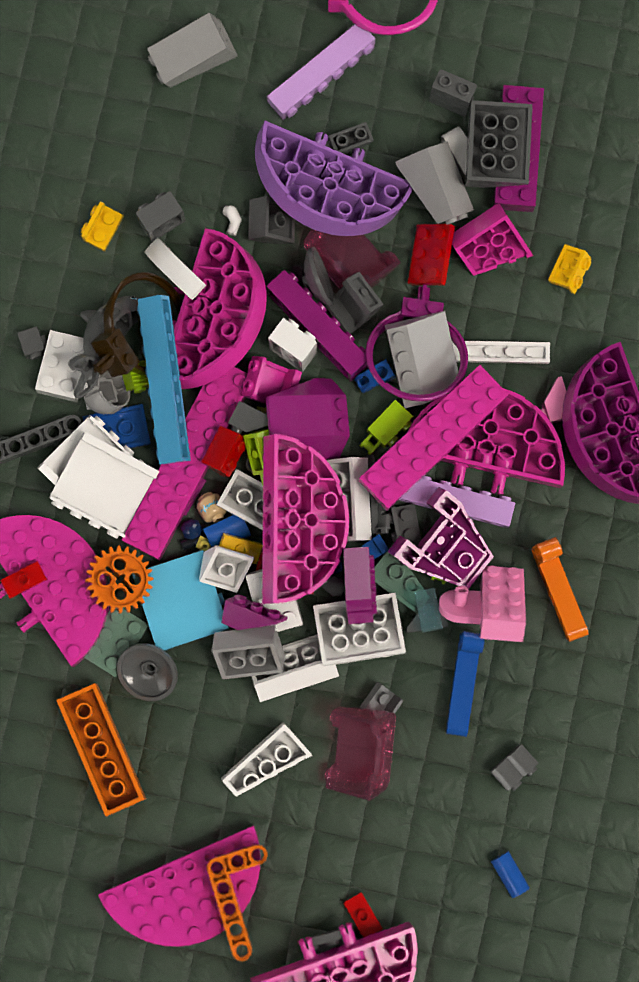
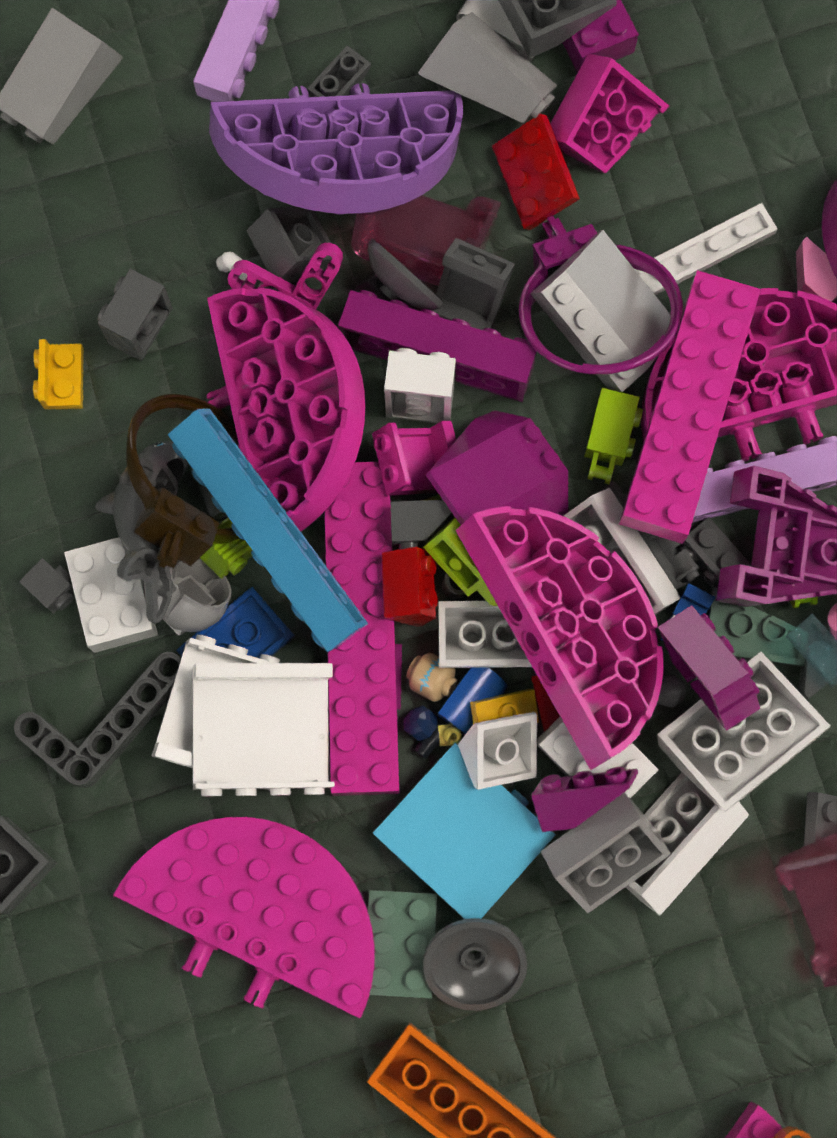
camera: 25 degrees left, 5 degrees down
(23, 579) = (221, 930): red plate -> none
(132, 565) = (354, 882): orange gear -> none
(174, 268) = (195, 373): white slope -> none
(256, 252) = (299, 291): none -> dark pink beam
(271, 756) = (717, 996): white wedge -> none
(367, 382) = (553, 377): blue leg -> none
(570, 268) = (729, 94): yellow bracket -> none

